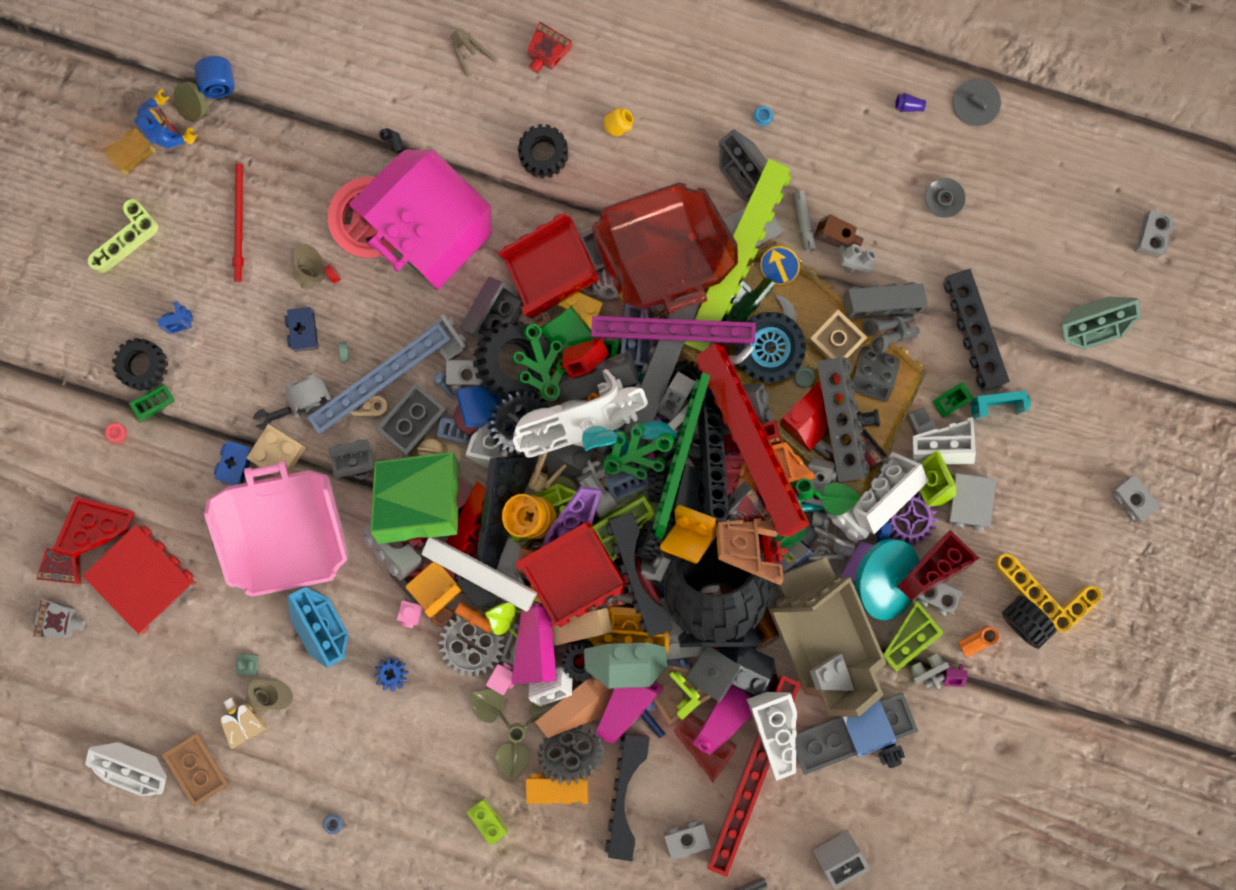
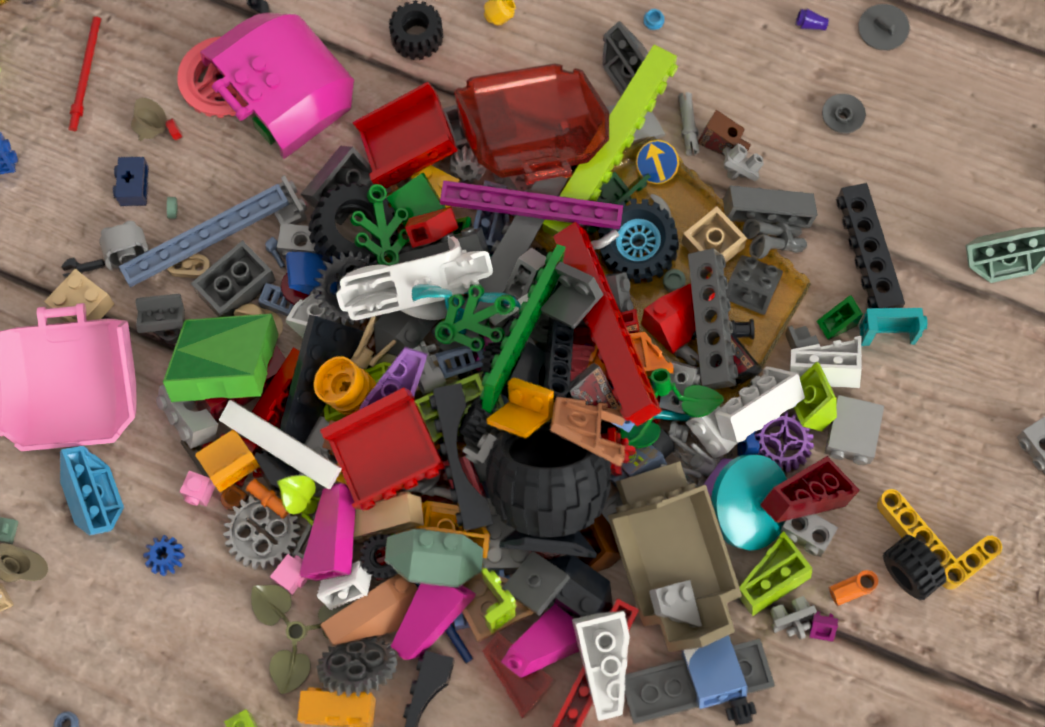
camera: 10 degrees right, 15 degrees down
(232, 474) = (25, 309): blue brick -> none
(720, 423) = (574, 296): none -> dark grey bracket

